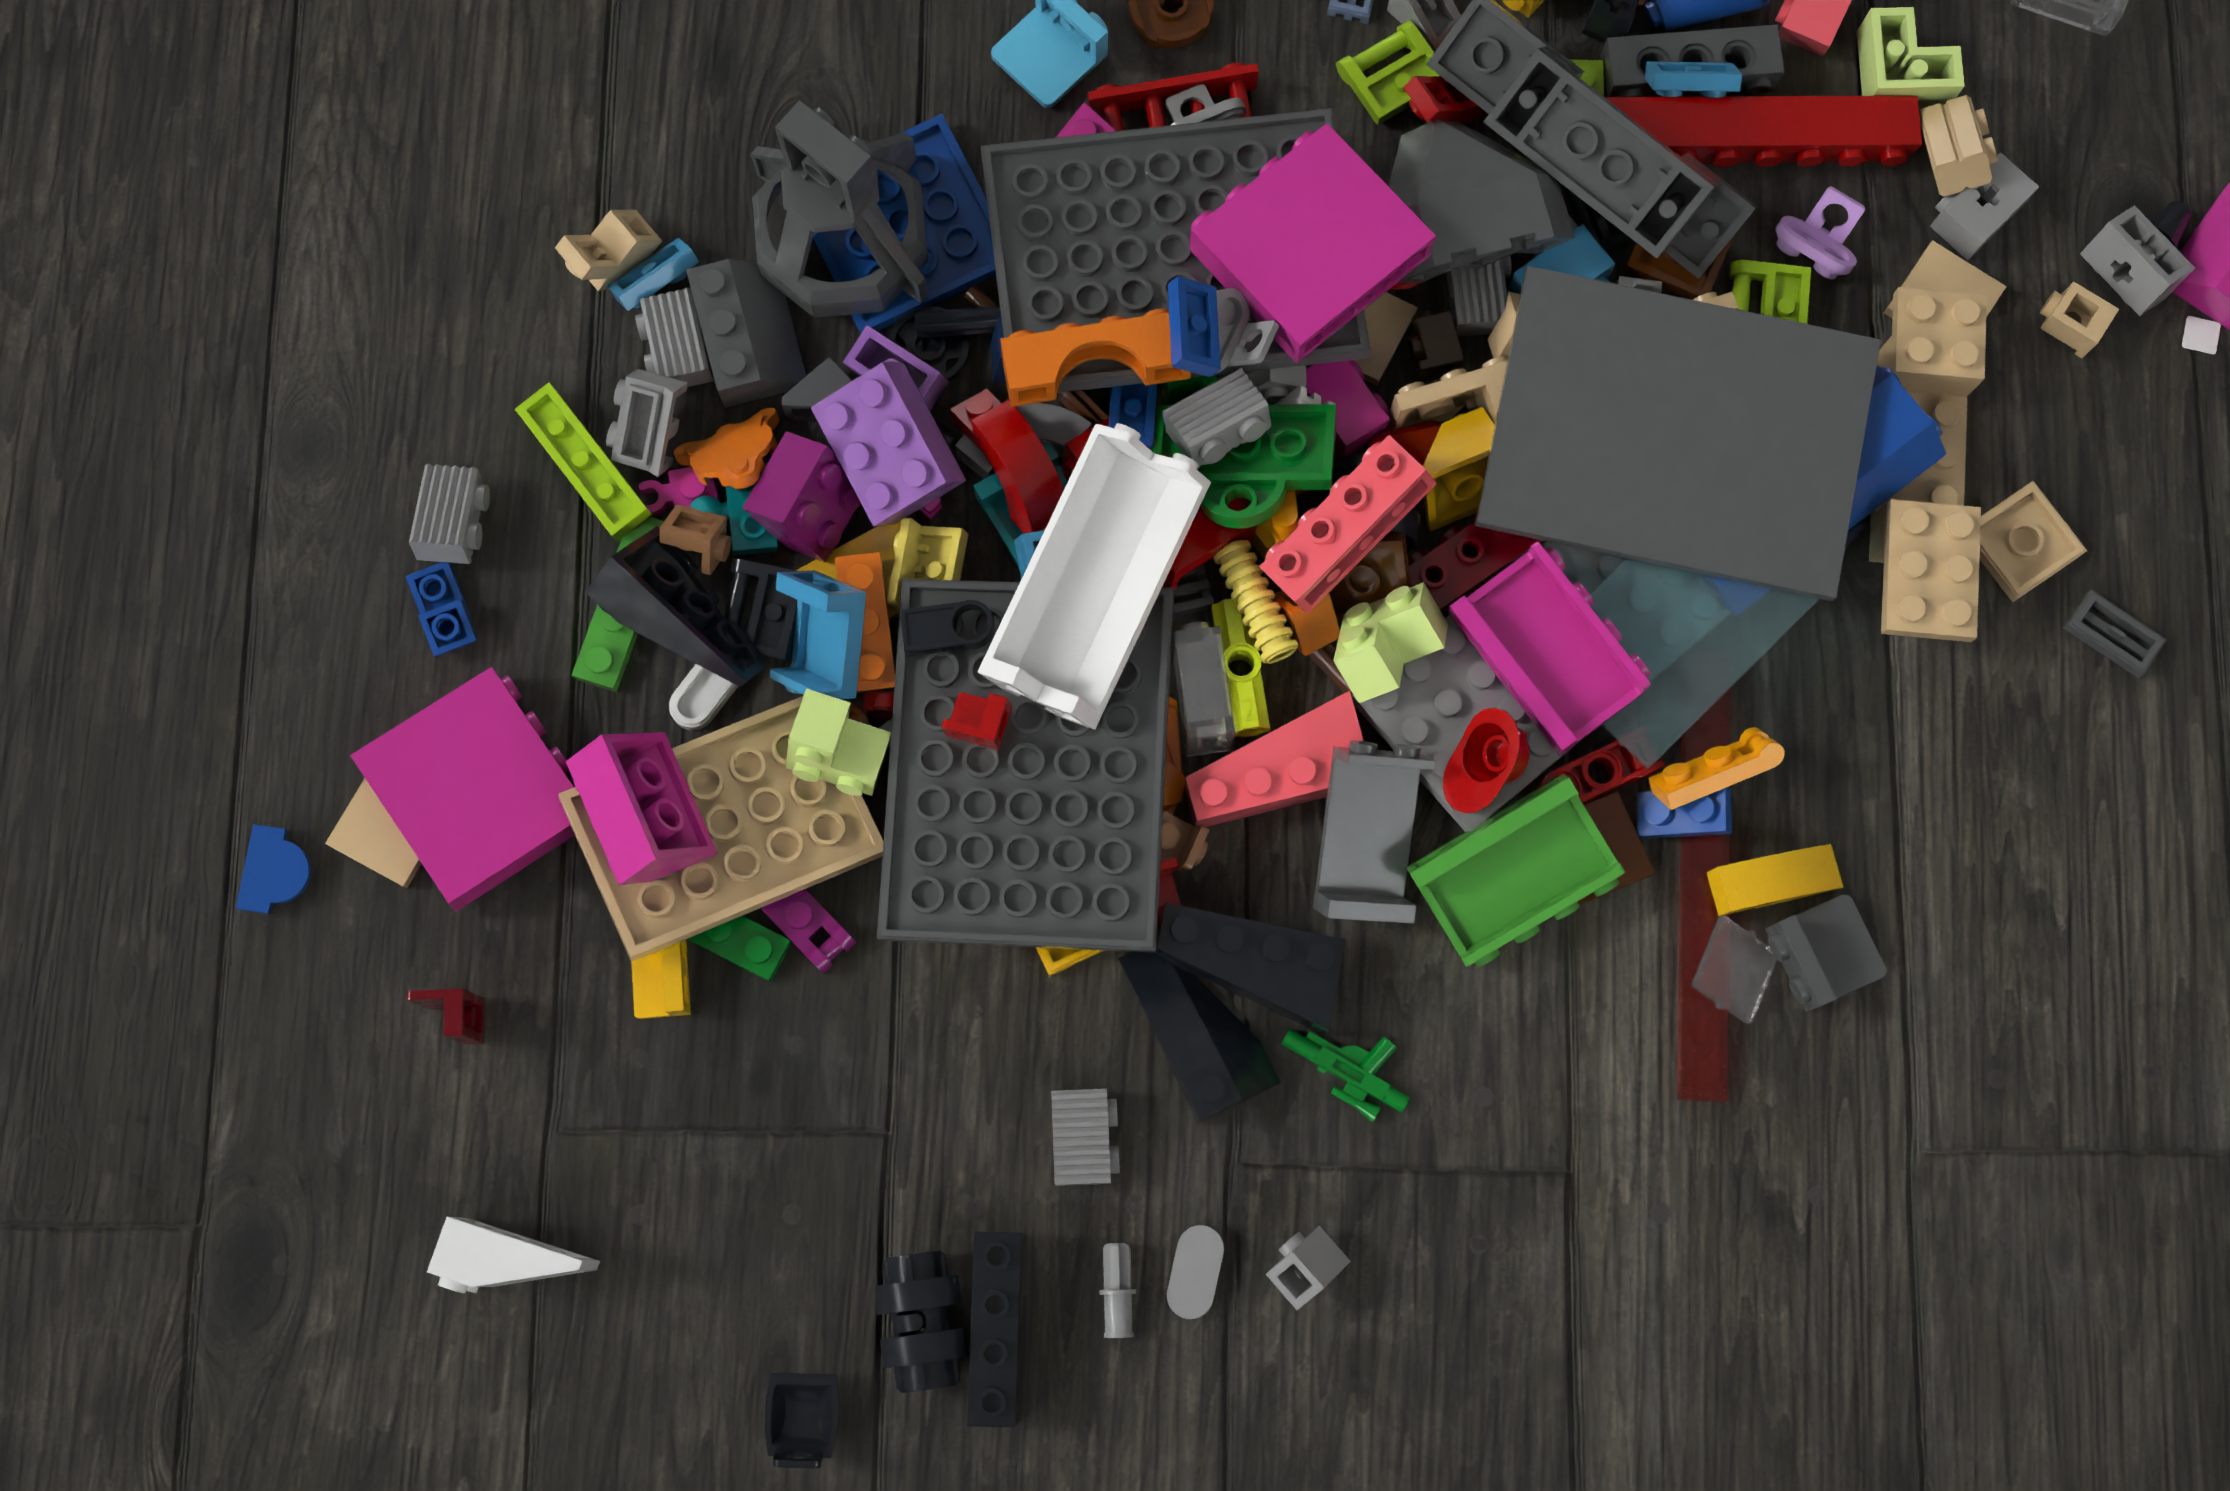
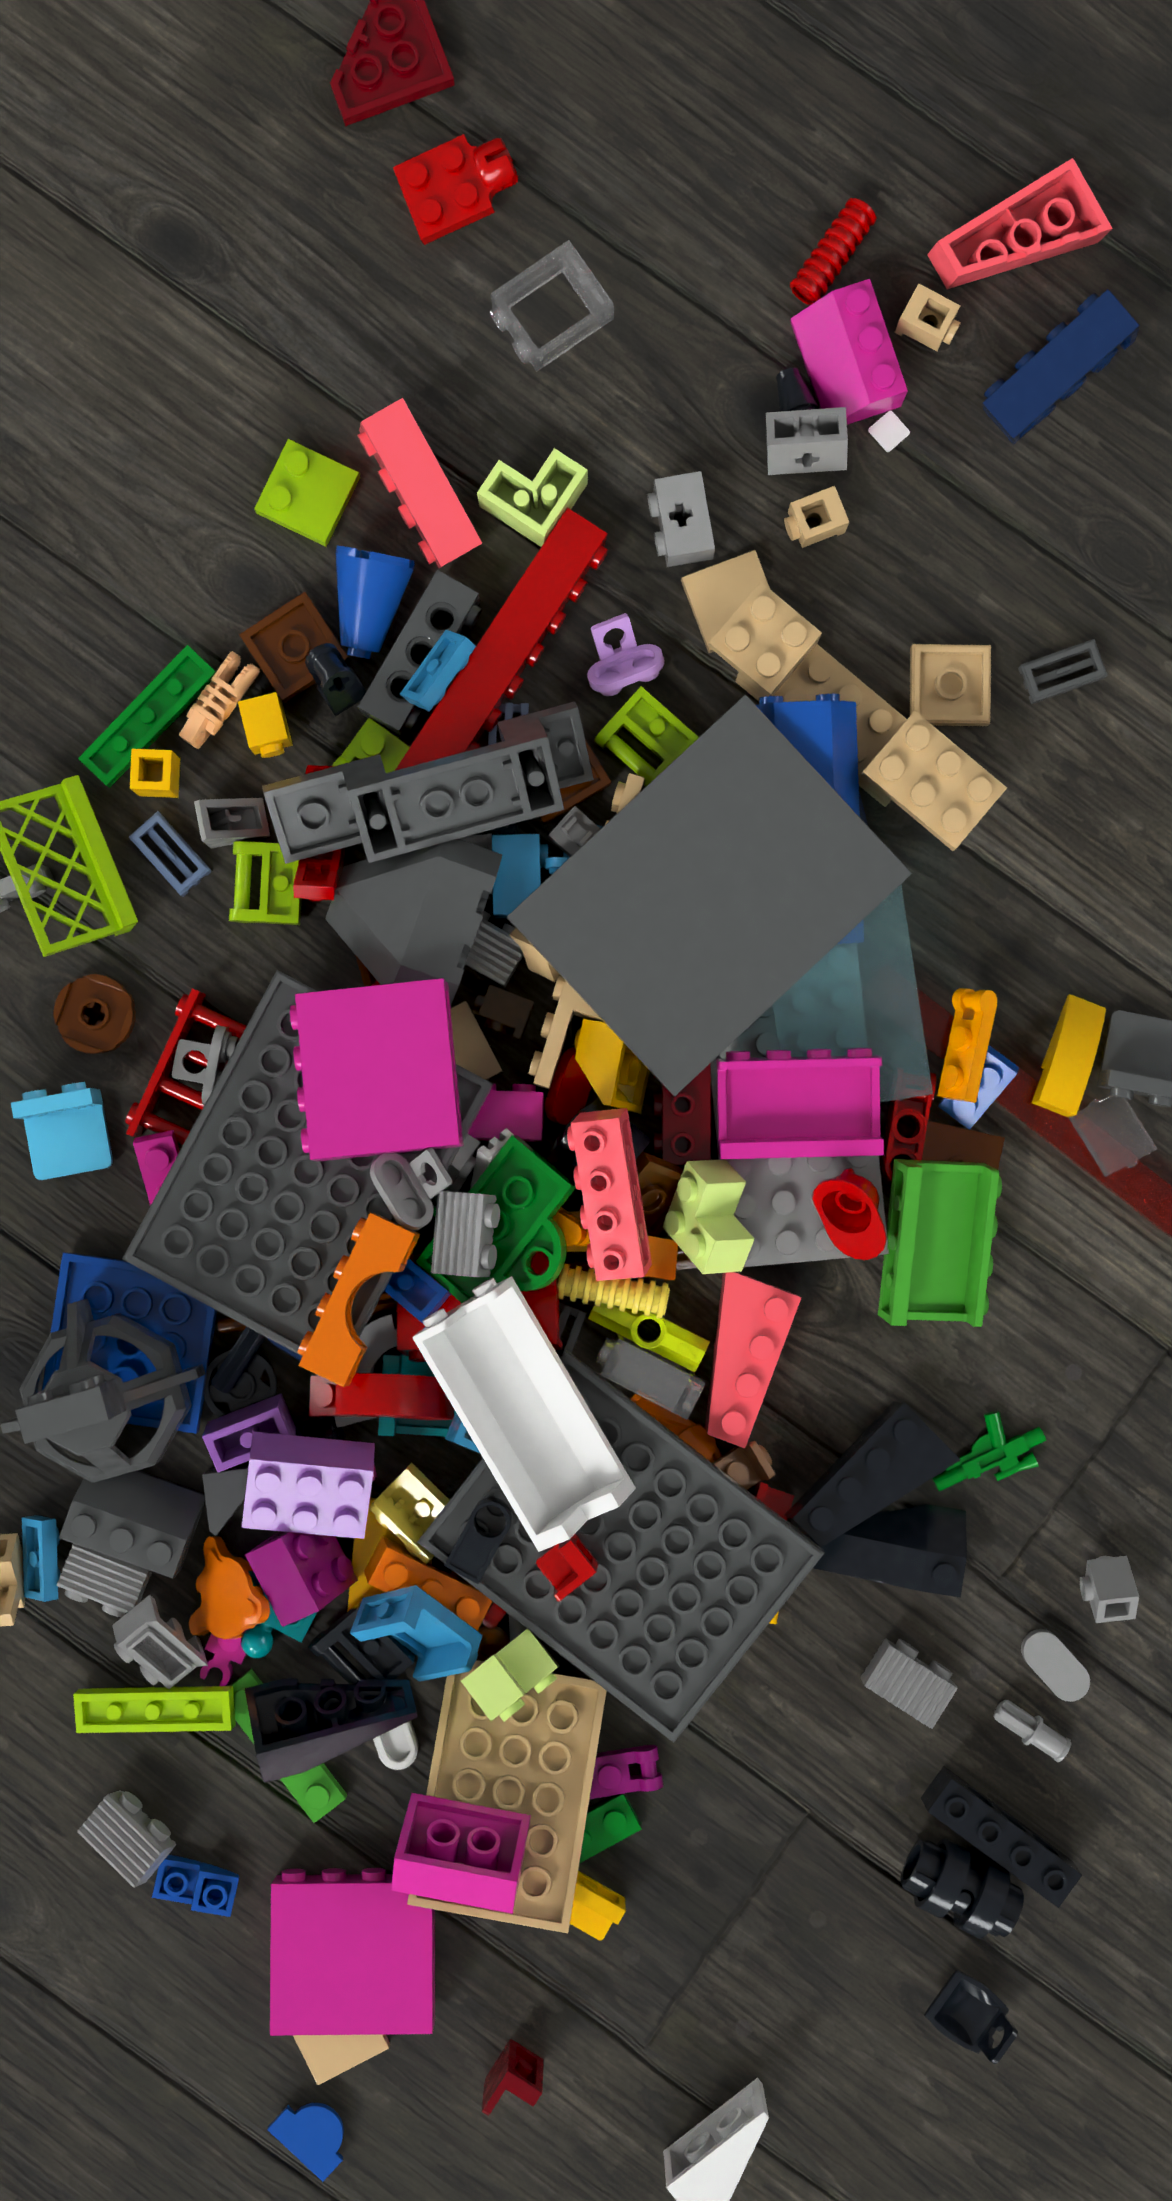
camera: 55 degrees left, 10 degrees up
(698, 532) = (272, 1664): medium nougat bracket -> none
(1194, 326) = (392, 1217): blue plate -> none
(1369, 832) = (841, 1331): dark grey panel -> none
(1956, 145) = (626, 509): tan brick -> none

